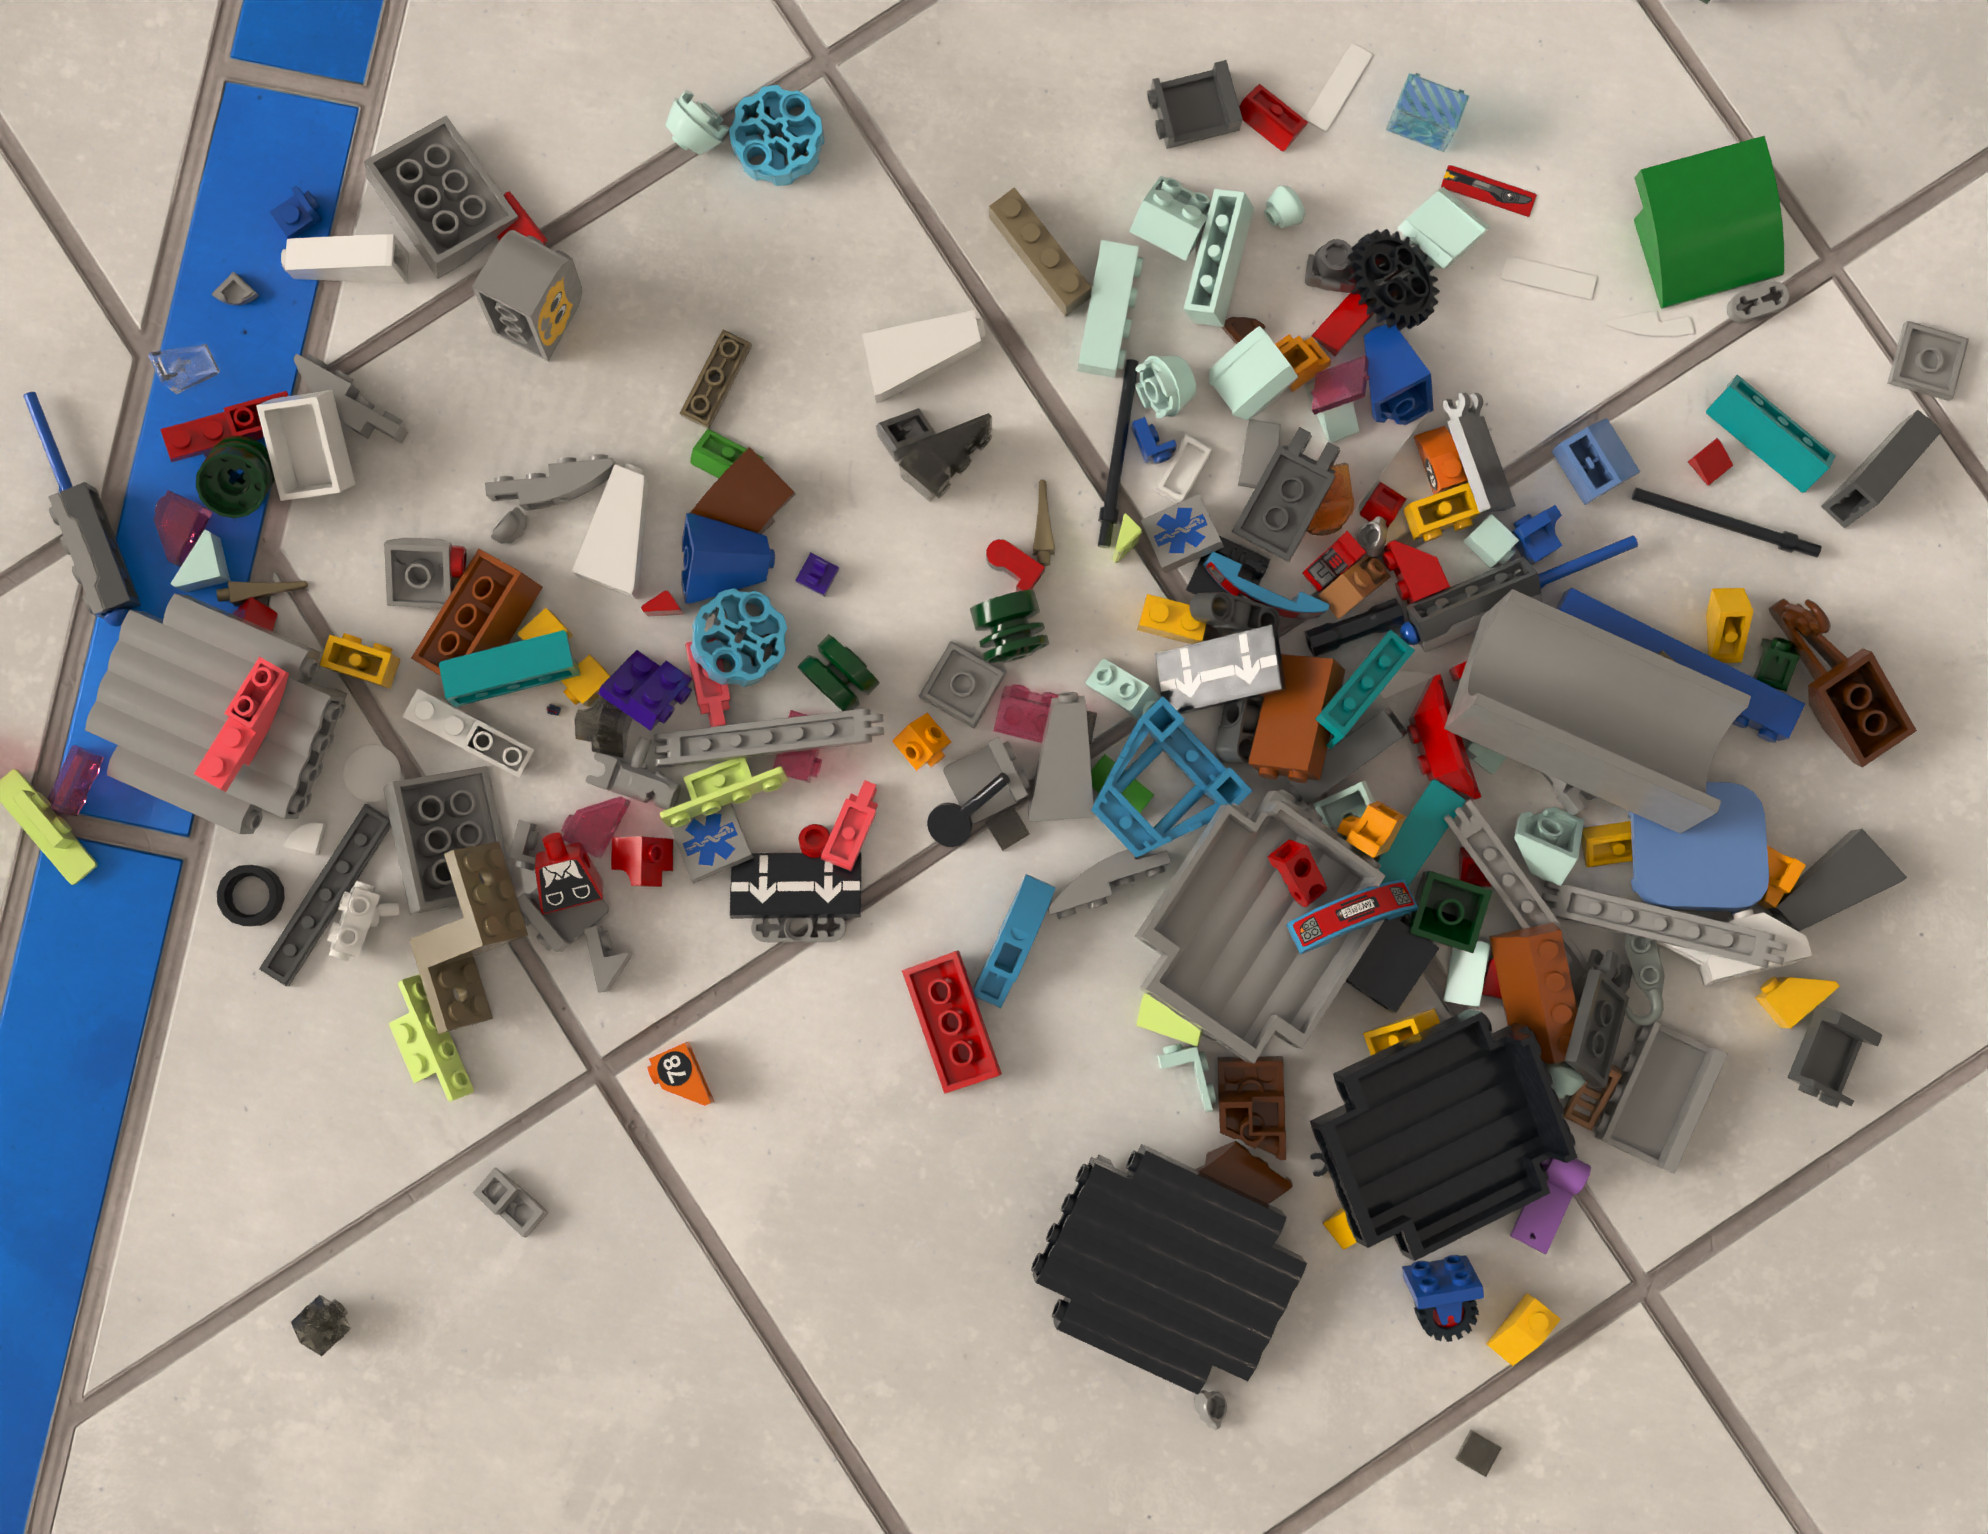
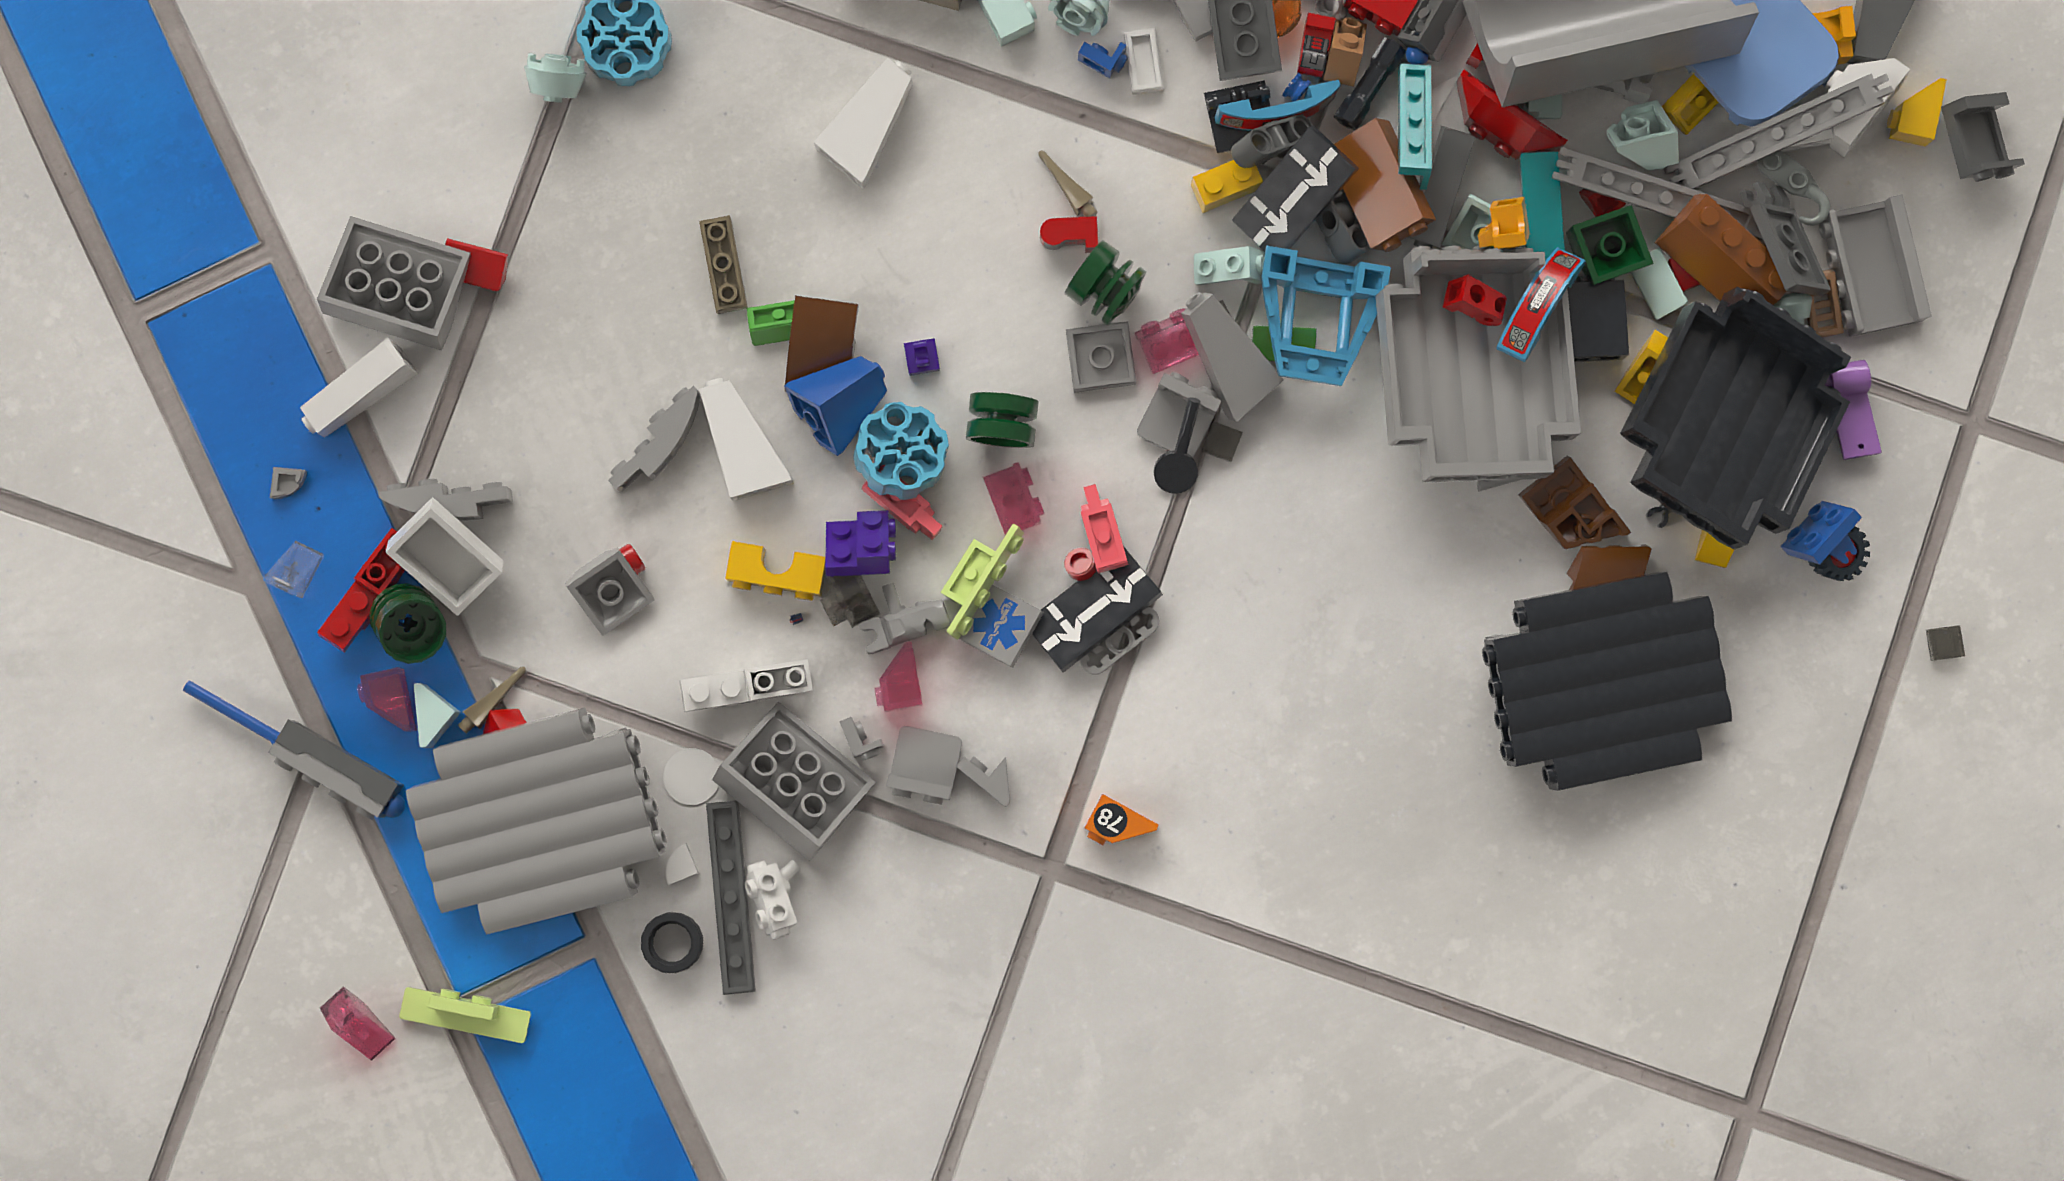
camera: 40 degrees left, 0 degrees up
(75, 781) = (461, 959): clear pink bracket -> none
(248, 723) = (575, 805): coral slope -> none
(297, 213) = (288, 383): blue bracket -> none
(359, 661) = (618, 693): yellow brick -> none
(424, 1048) = (898, 949): yellowish green bracket -> none
(448, 952) = (884, 814): dark tan bracket -> none
(479, 612) = (685, 594): dark orange slope -> none
(508, 669) = (742, 608): teal panel -> none
(510, 527) = (651, 502): light grey piece -> none
(510, 1202) = (1061, 1023): light grey slope -> none
(528, 293) = (531, 305): light grey brick -> none
(565, 875) = (910, 736): torso -> none
(642, 858) = (958, 678): red brick -> none
(662, 605) = (820, 471): red slope -> none
(767, 737) = (984, 510): light grey hinge -> none
(903, 432) = (905, 195): flat silver slope -> none
(922, 742) = (1106, 423): light orange brick -> none
(940, 456) = (948, 193): clear smoke slope -> none
(951, 1022) = (1294, 622): red slope -> none
(1014, 940) = (1295, 522): dark azure slope -> none
(1093, 884) = (1322, 431): light grey slope -> none
(1109, 514) = (1112, 138): black bar -> none
(1127, 538) = (1141, 142): yellowish green slope -> none
(1162, 1020) = (1457, 495): yellowish green slope -> none
(1177, 1055) = (1486, 516): light aqua bracket -> none
(1182, 533) = (1182, 110): light grey tile -> none
(1211, 1408) = (1718, 764): light grey piece -> none
(1292, 586) = (1297, 88): none -> blue bush
(1523, 1330) = (1908, 522): yellow slope -> none

